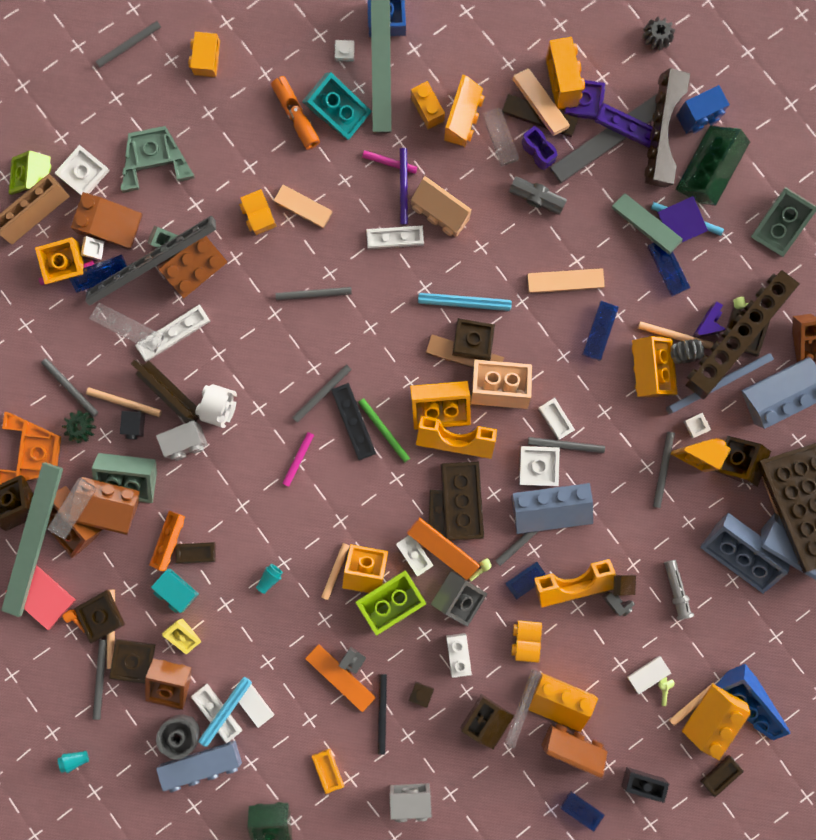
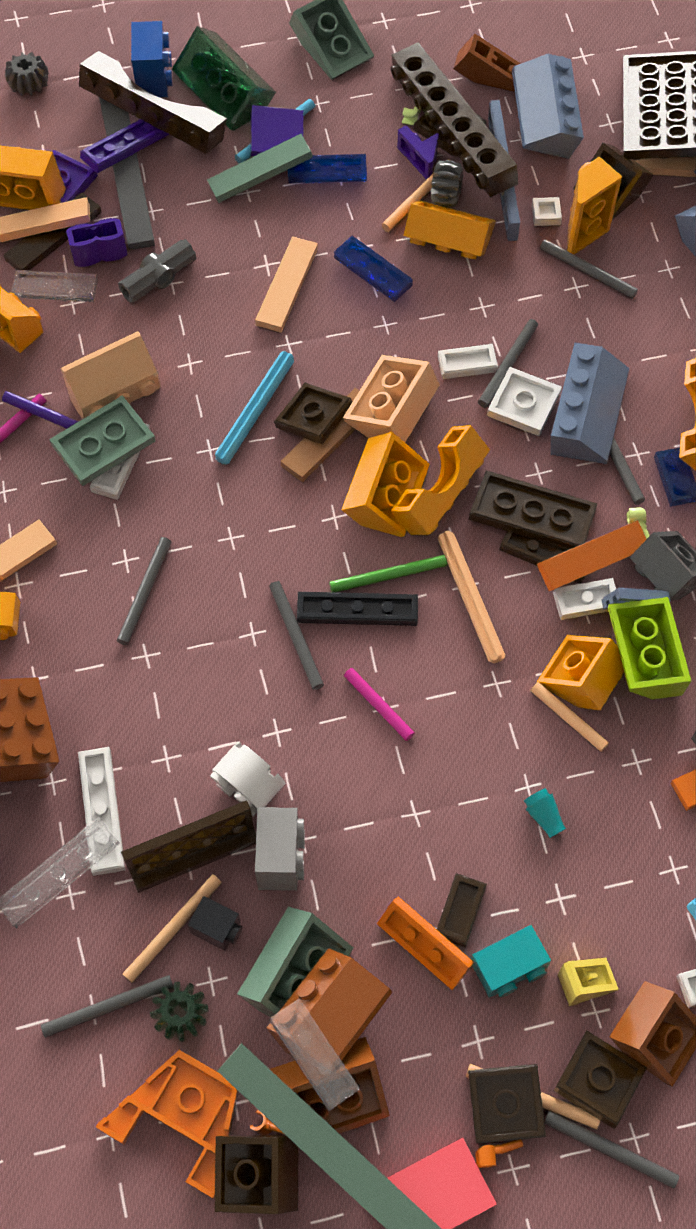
camera: 65 degrees left, 20 degrees down
(388, 485) = (471, 597): none -> light nougat axle
(396, 222) = (102, 440): none -> sand green plate
(420, 584) = (623, 595): none -> sand blue tile

